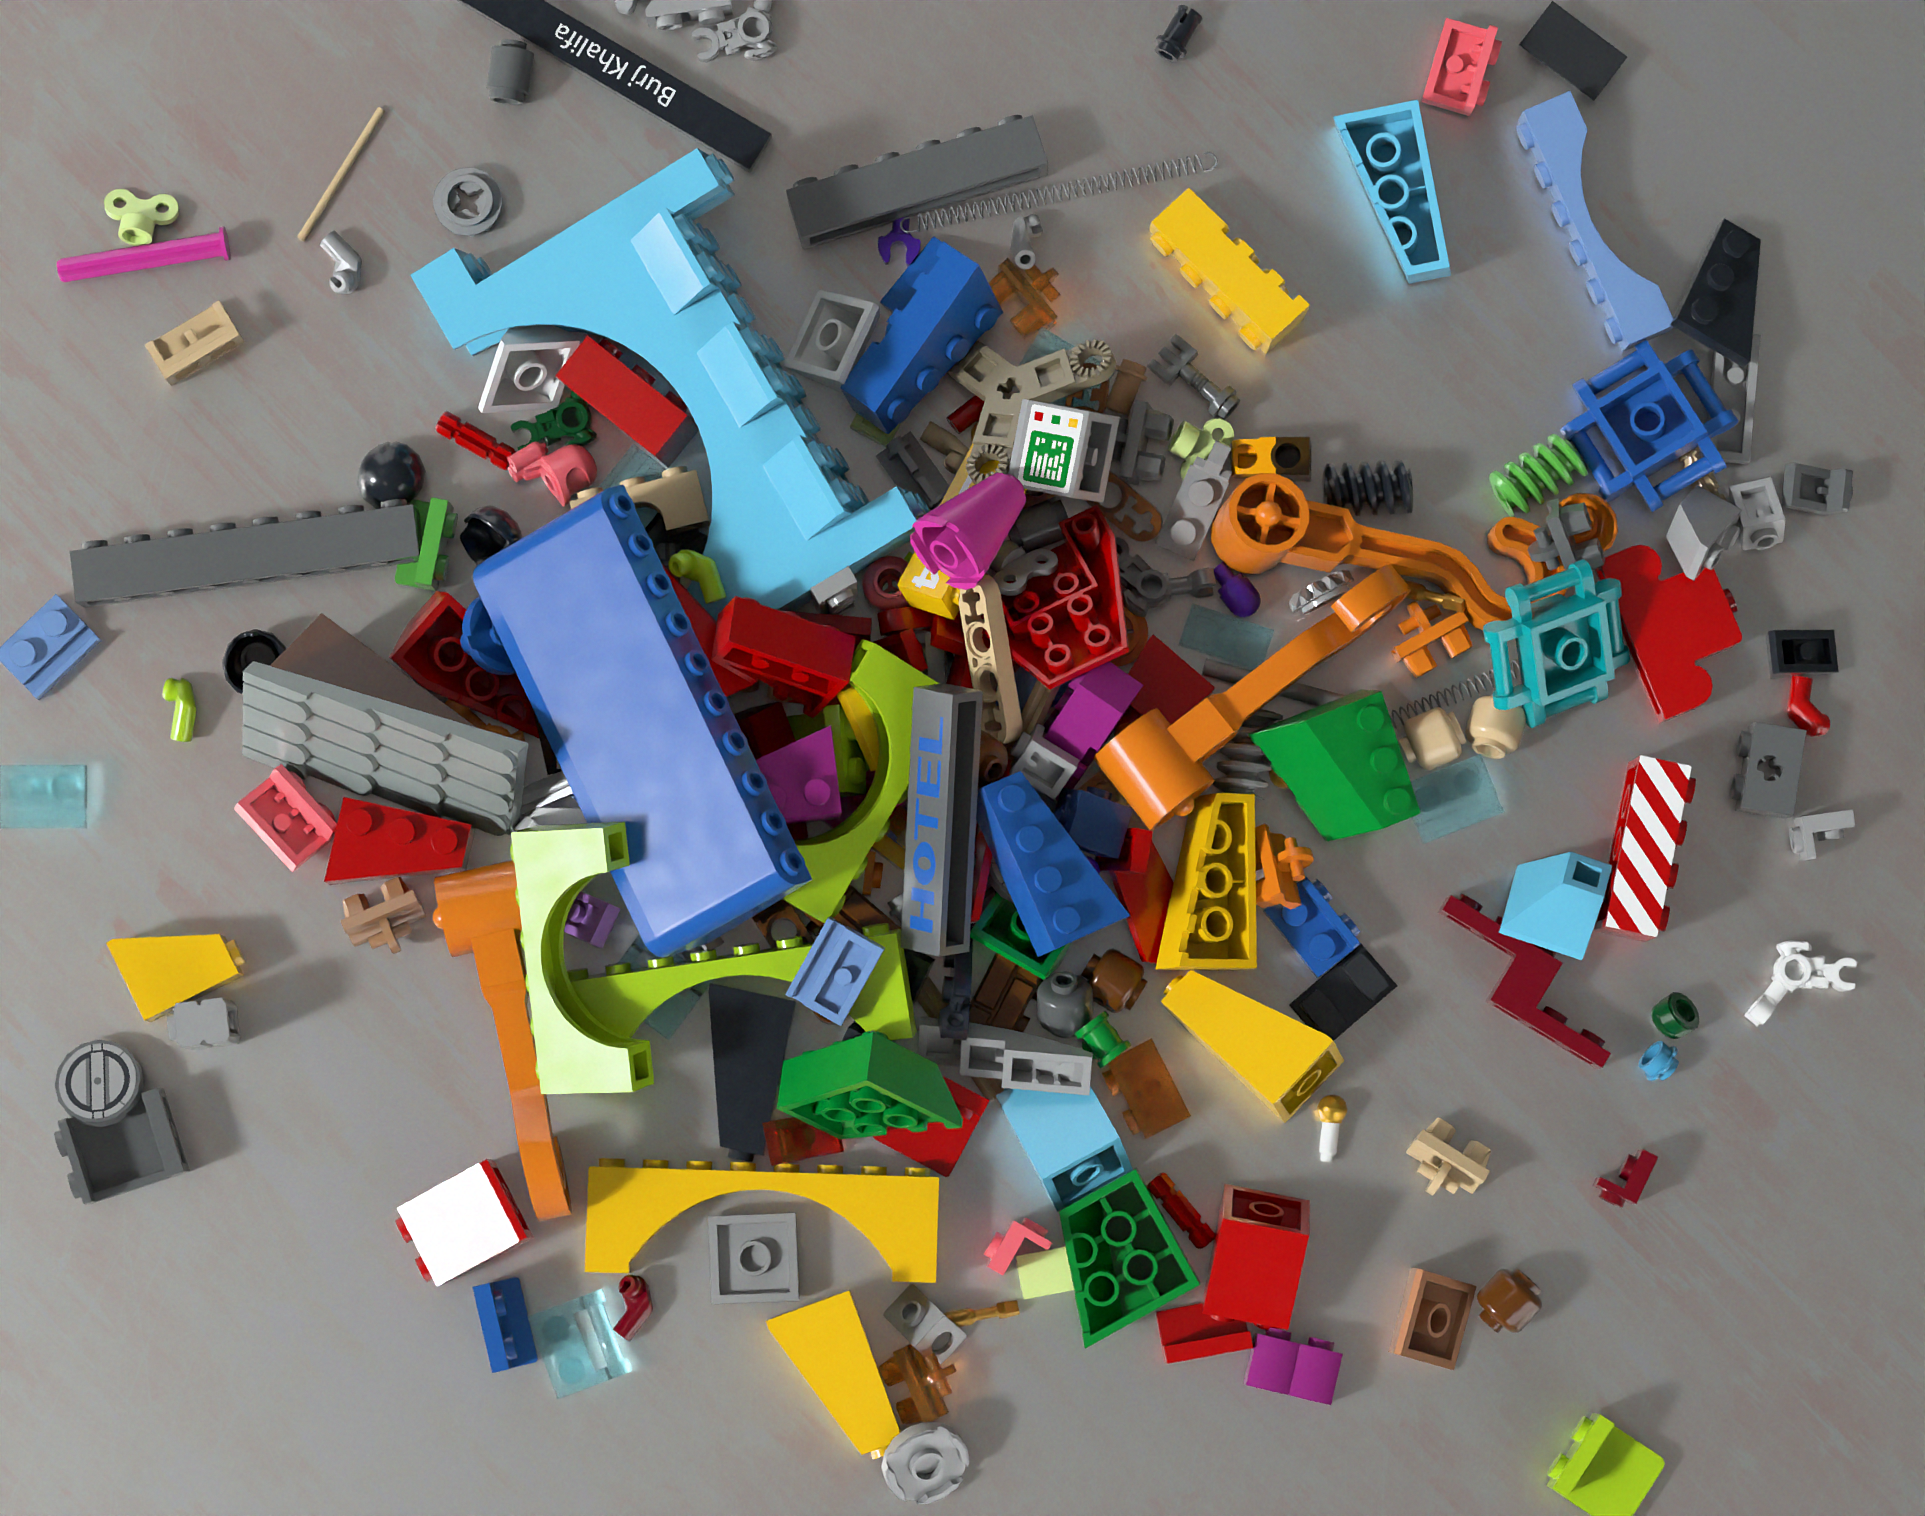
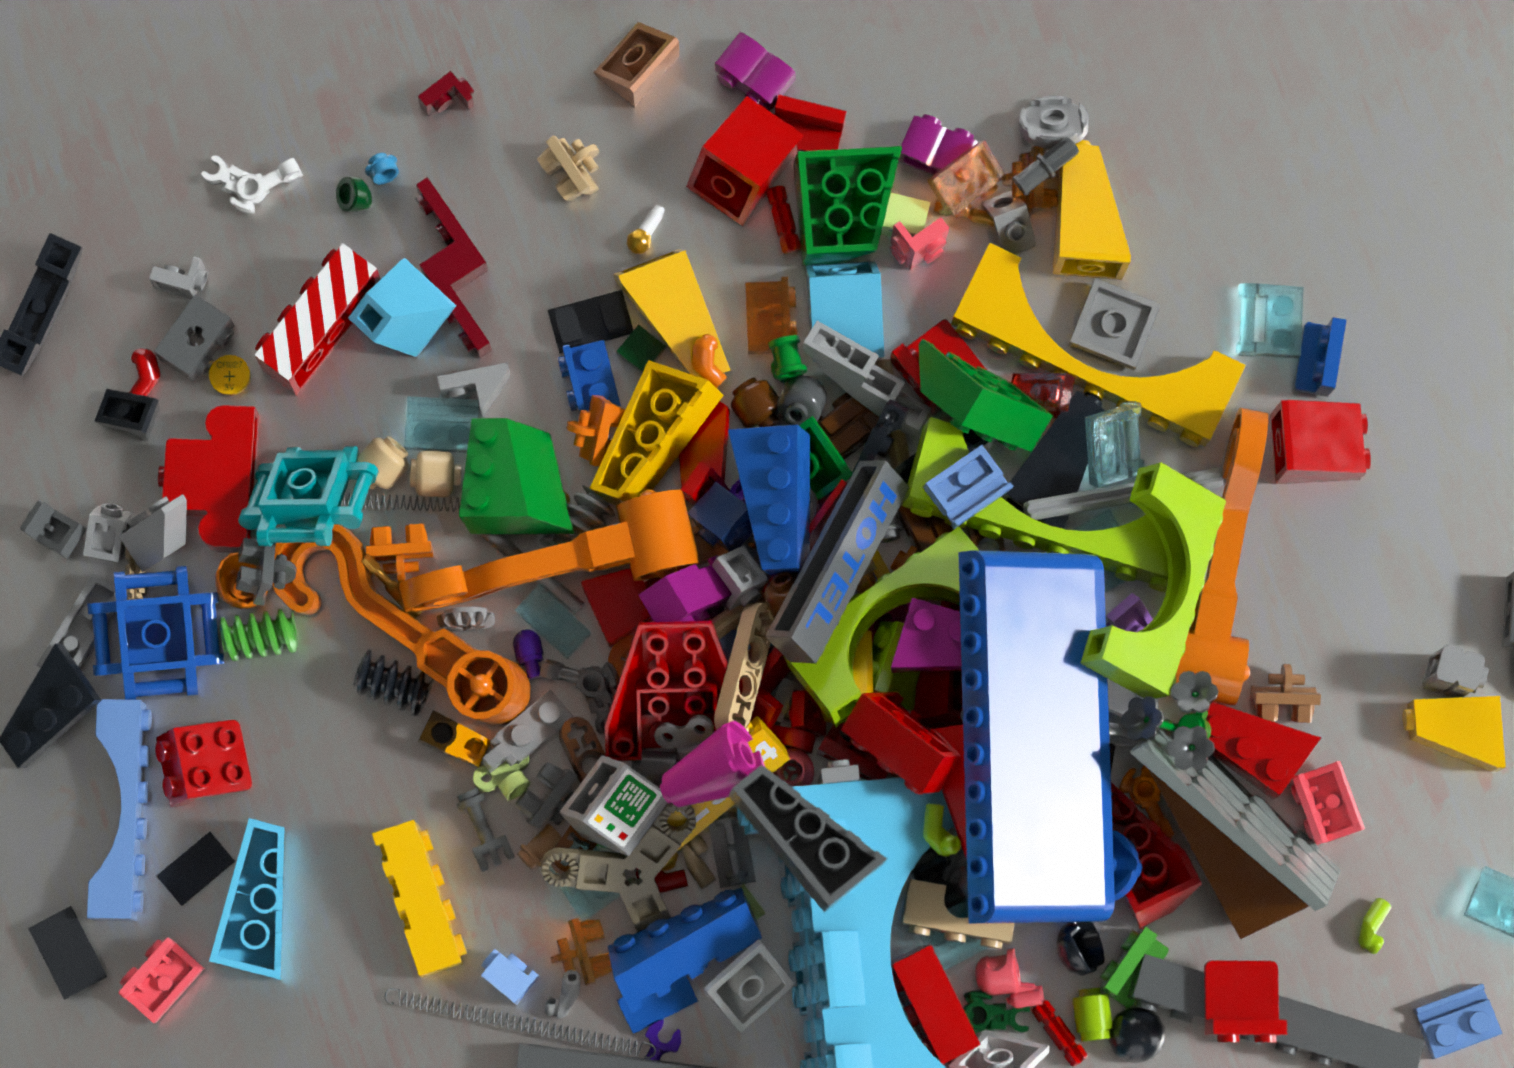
camera: 155 degrees left, 5 degrees down
(246, 648) = (1304, 934): black hair -> none
(290, 547) = (1242, 1000): none -> red bracket
(448, 473) = (1092, 1014): none -> lime brick
(480, 836) = (1192, 733): none -> dark grey plant
(637, 1304) = (1214, 329): dark red arm -> none
(665, 1055) = (1104, 497): none -> light grey axle
(701, 1104) = (1107, 445): none -> clear light blue plate
(830, 477) = (805, 838): none -> dark grey wedge
(911, 1399) = (1046, 165): none -> dark grey axle
(994, 1342) = (965, 179): none -> clear orange bracket
(1043, 1371) = (932, 146): none -> magenta brick
(1094, 234) = (508, 975): none -> light blue brick
(1194, 993) = (703, 359): none -> orange arm
(1272, 986) = (640, 348): none -> dark green tile
(1425, 866) = (486, 380): none -> light grey slope
(1482, 202) = (195, 868): none -> black sticker
(1509, 1300) = (575, 47): reddish brown head -> none
(1529, 314) = (202, 761): none -> red bracket
(1712, 750) = (229, 375): none -> yellow piece

